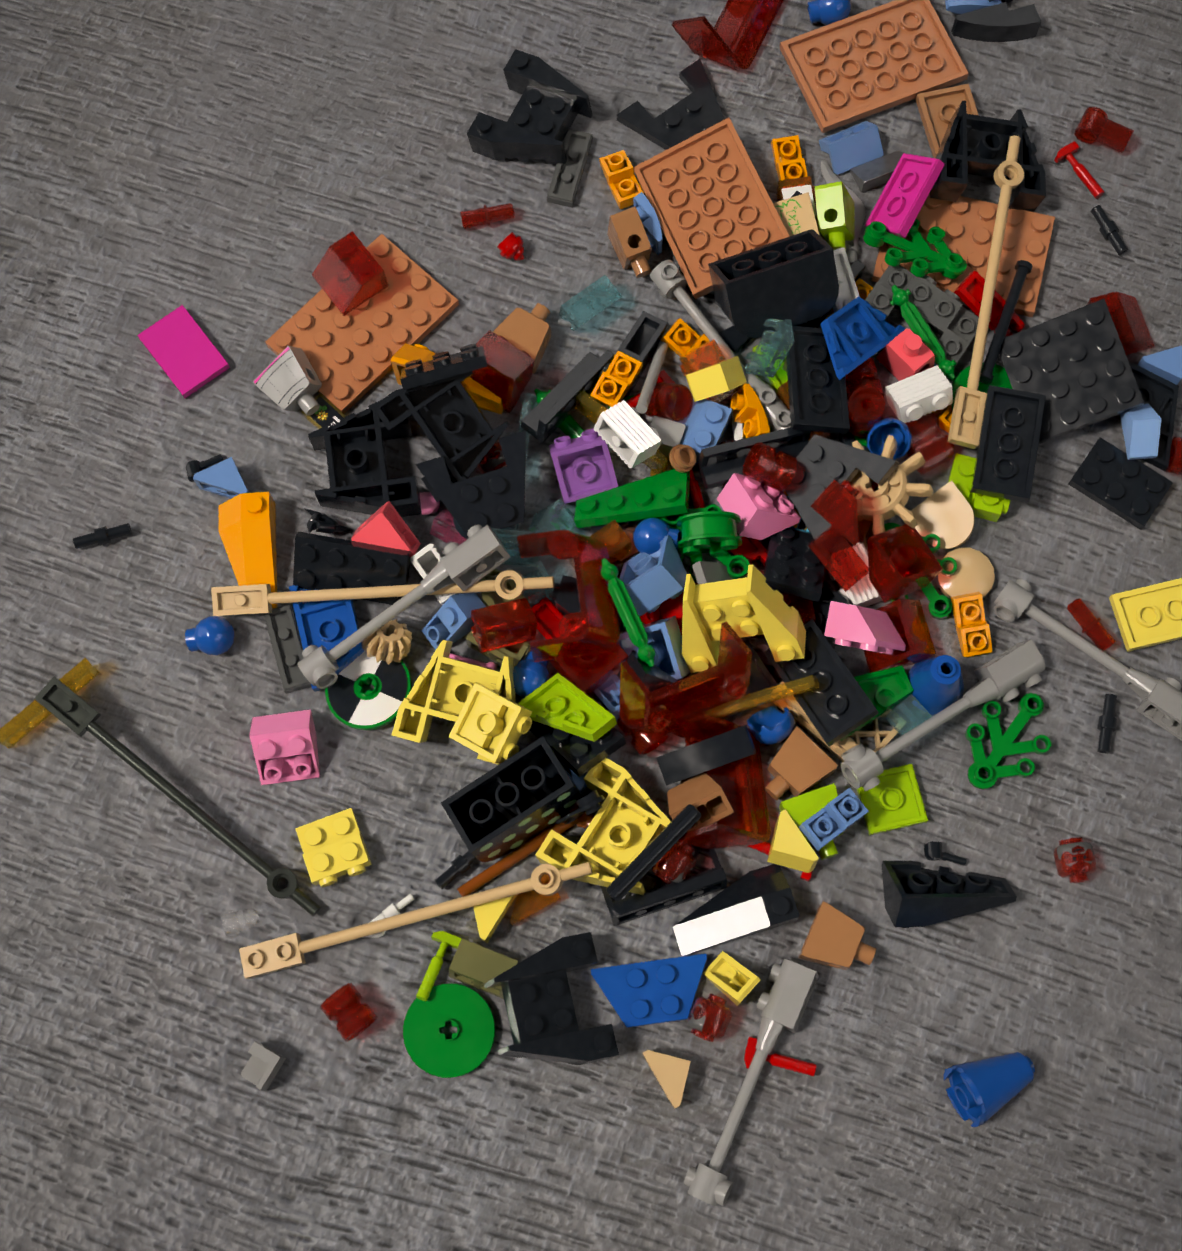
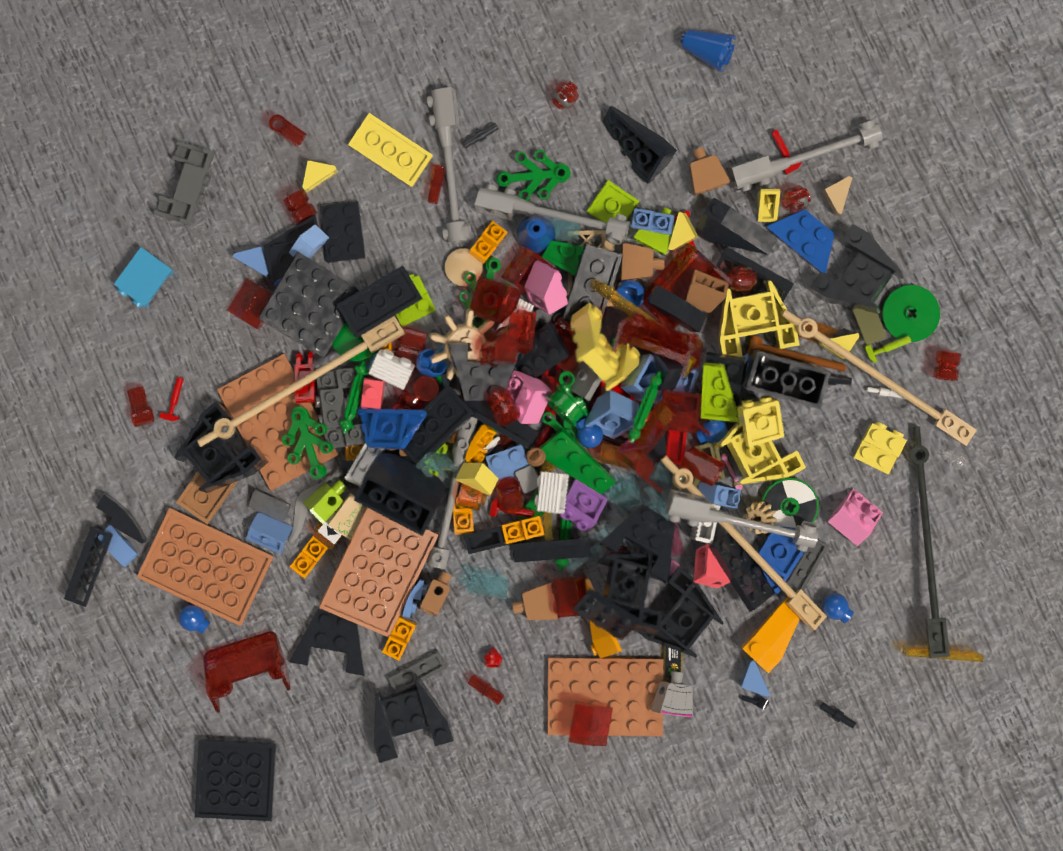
camera: 135 degrees left, 15 degrees up
(183, 351) = (705, 774): dark pink tile -> none
(262, 1066) = (1006, 383): light grey panel -> none
(324, 523) = (727, 605): black piece -> none
(588, 803) = (753, 341): black plate -> none
(652, 377) = (504, 513): light grey bar -> none
(653, 852) = (750, 288): black axle -> none
(905, 193) = (281, 475): dark pink tile -> none
(934, 852) = (620, 163): black hand -> none
(946, 516) = (442, 300): tan tile -> none
(1022, 269) = (308, 362): black bar -> none
(1109, 230) = (198, 355): black bar -> none

